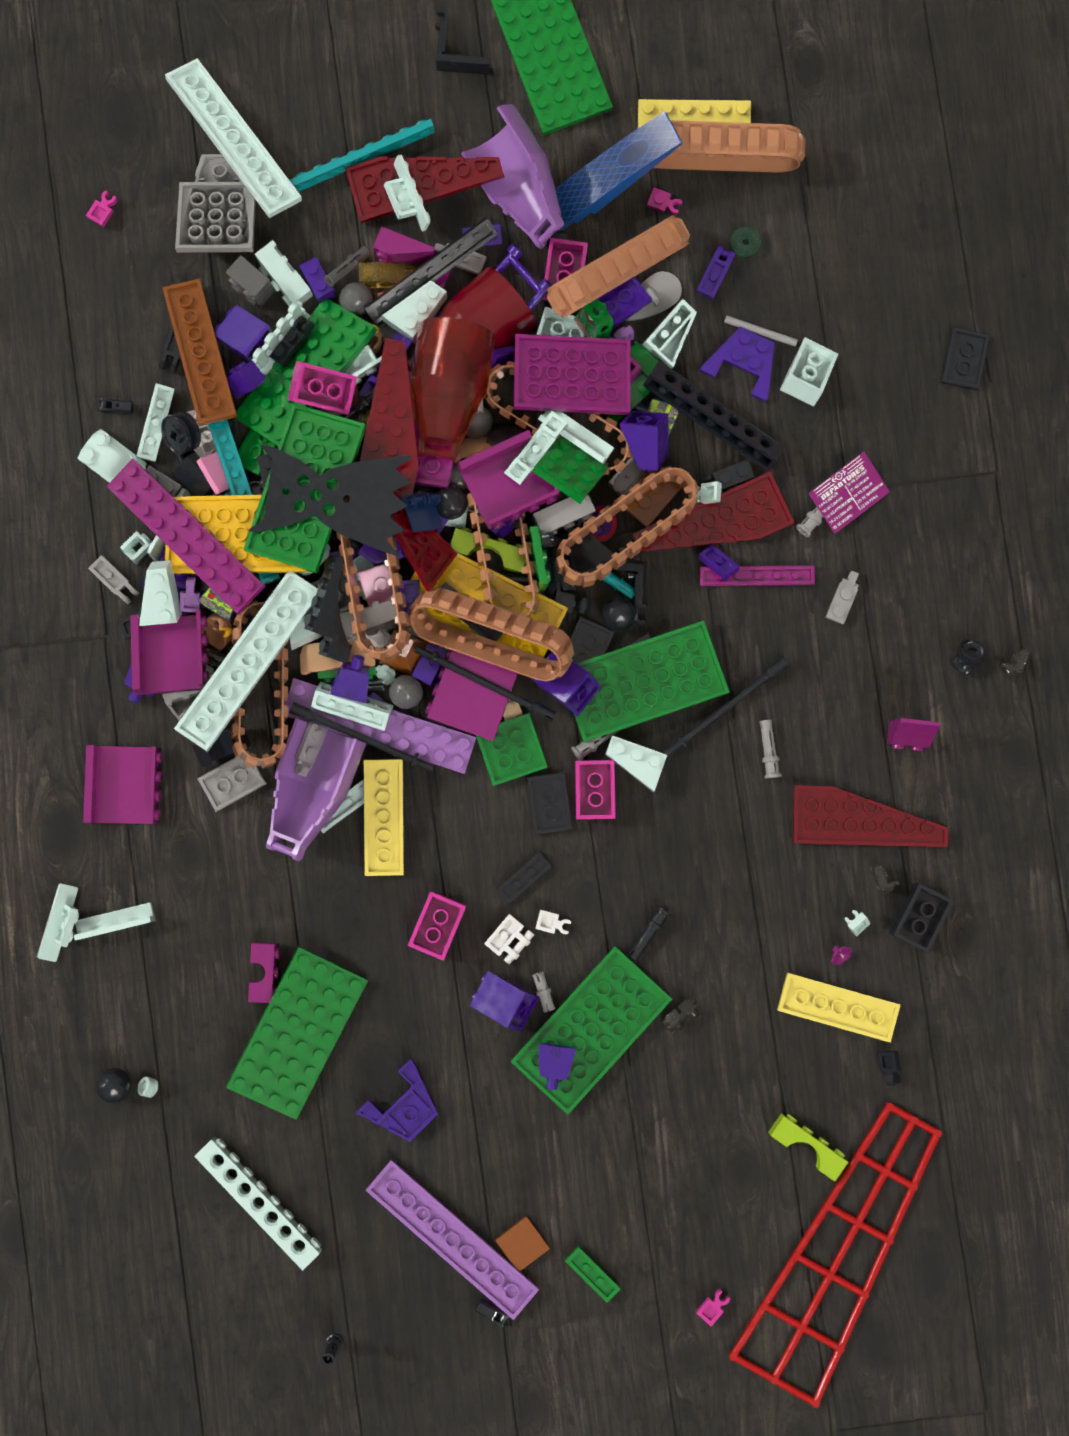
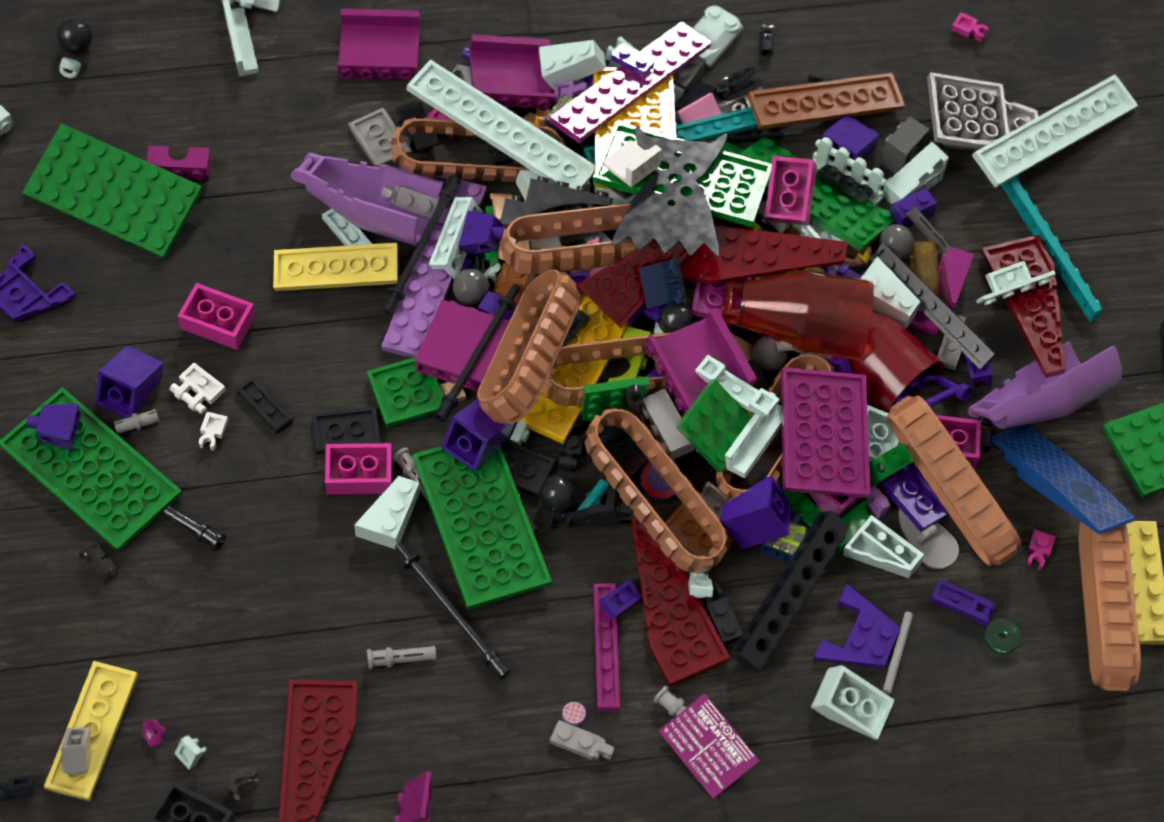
camera: 85 degrees right, 25 degrees down
(112, 578) = (595, 30): light grey hinge -> none
(157, 412) = (770, 74): light aqua plate -> none
(164, 533) = (632, 60): none -> plate
(244, 378) = (801, 138): dark purple brick -> none
(301, 534) = (632, 162): none -> white bracket
(818, 604) = (573, 714): none -> tile
(863, 1017) = (76, 750): none -> light grey slope

